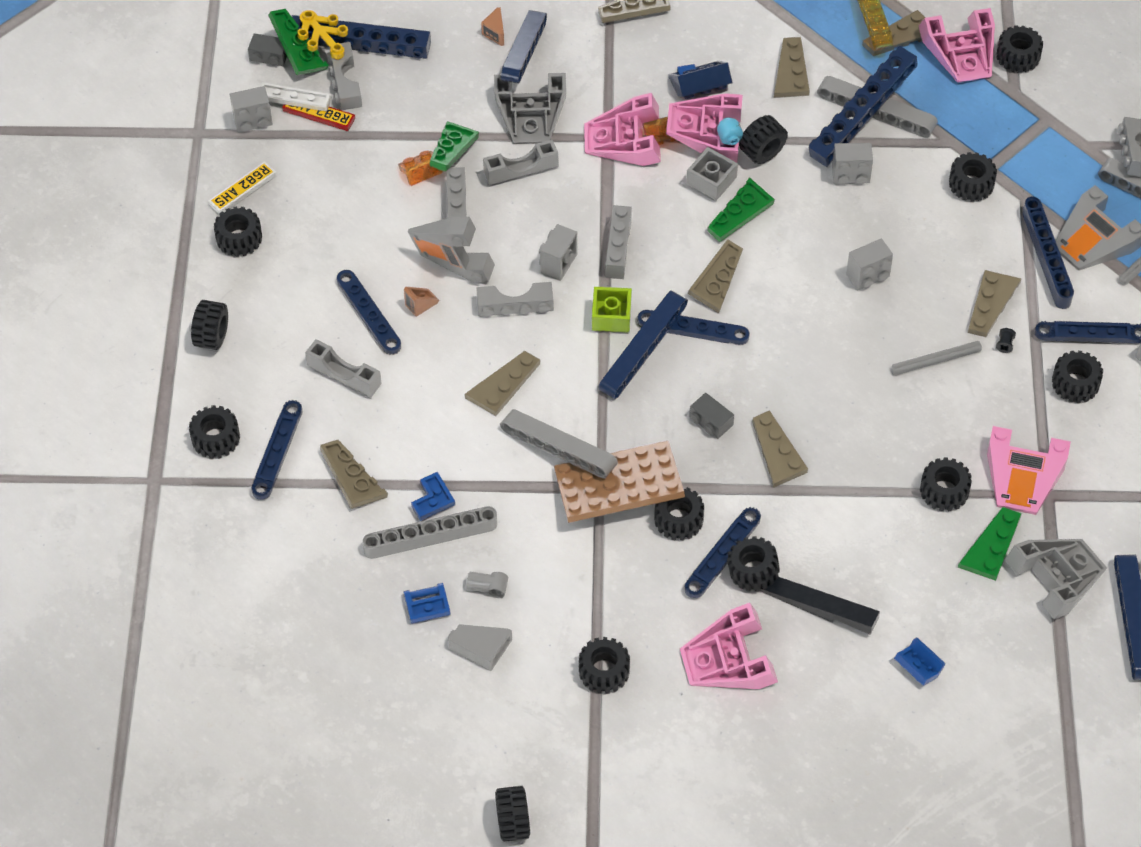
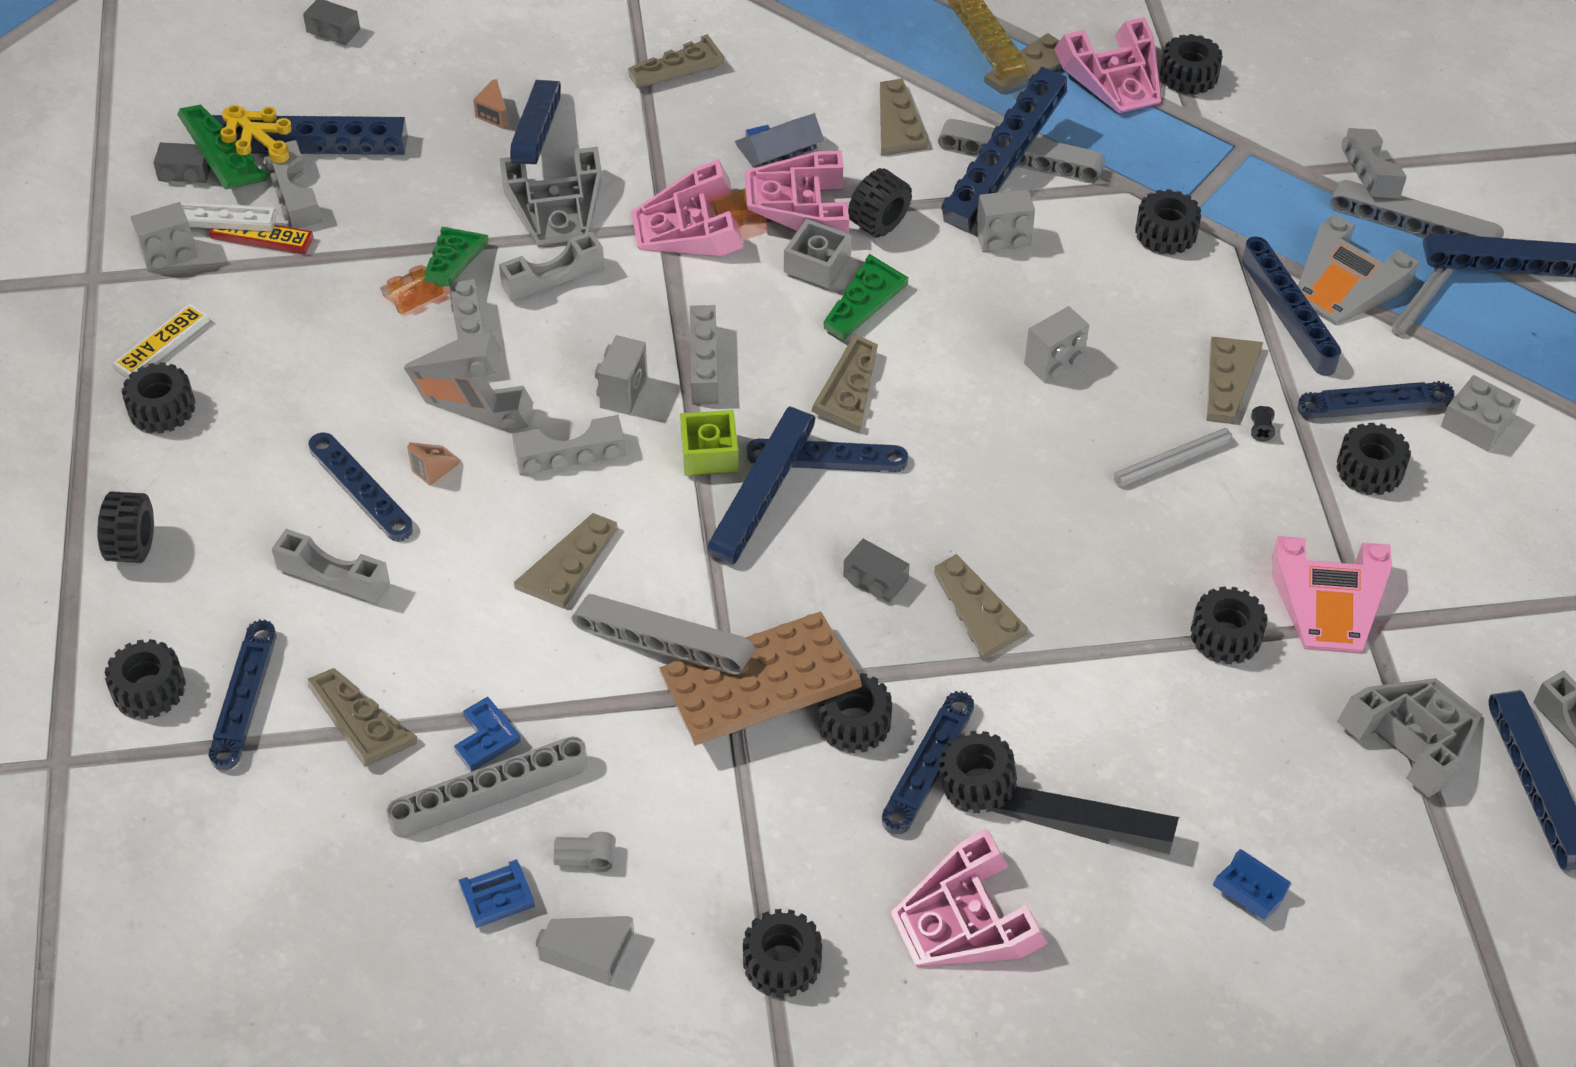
camera: 10 degrees left, 5 degrees down
(729, 131) = (834, 194): medium azure head -> none
(992, 546) = (1312, 706): green wing -> none

